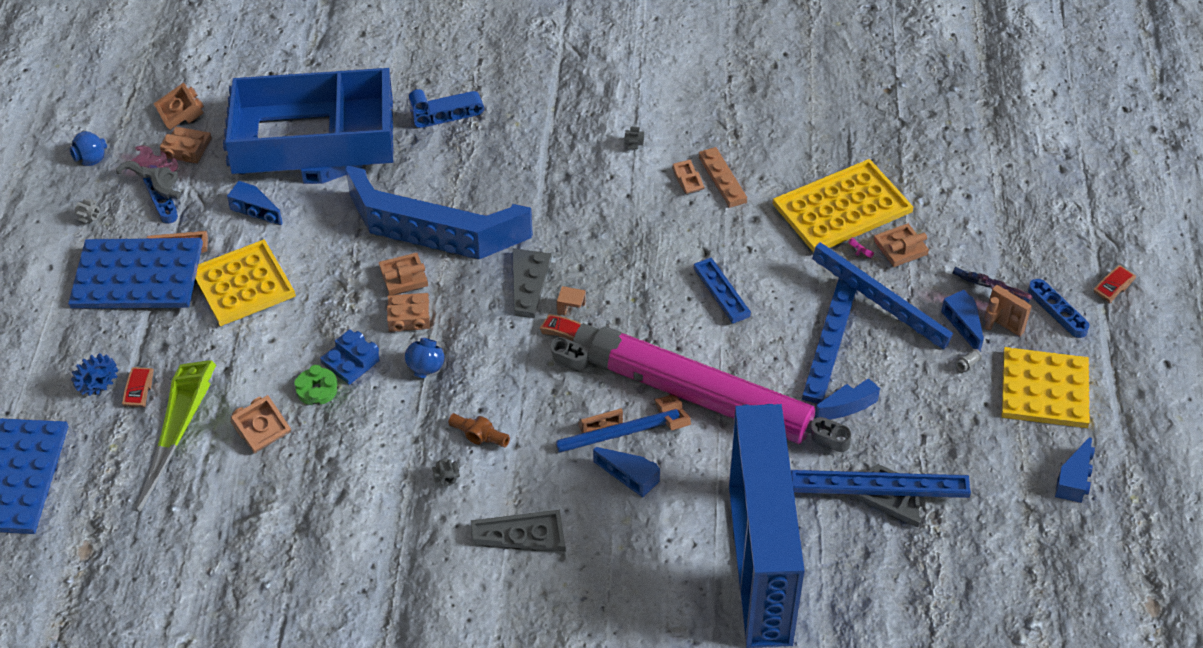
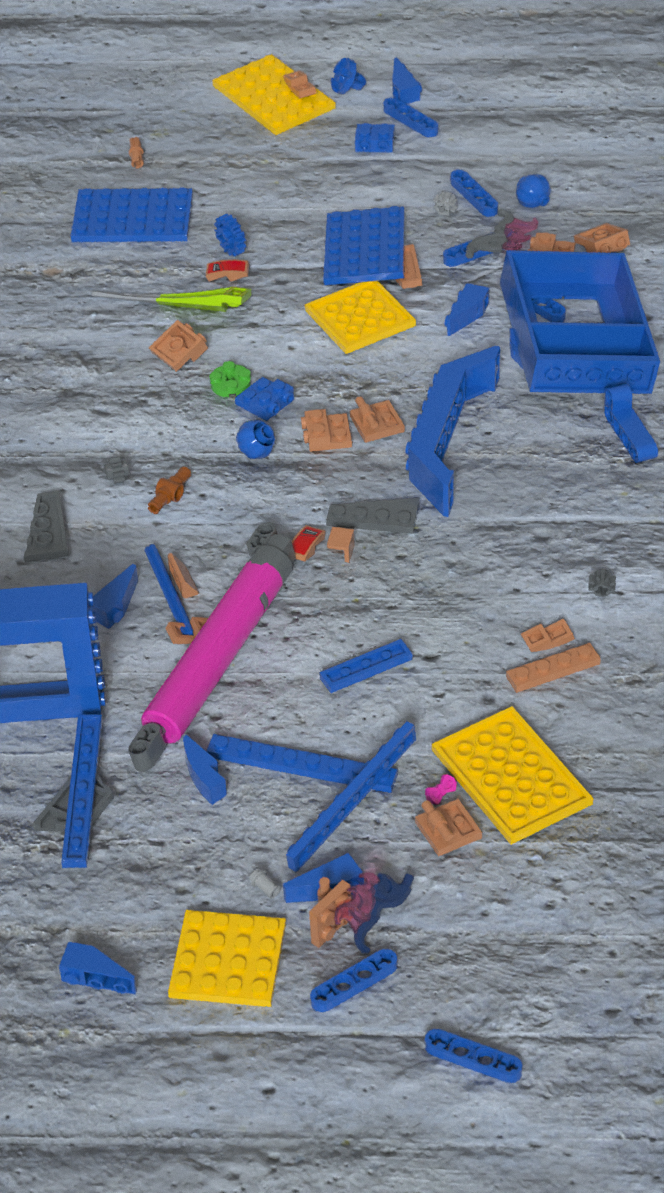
camera: 90 degrees right, 5 degrees down
(69, 191) = (461, 180): none -> blue beam
(1114, 283) = (397, 1041): slope -> none
(1115, 241) = (475, 1051): none -> blue beam

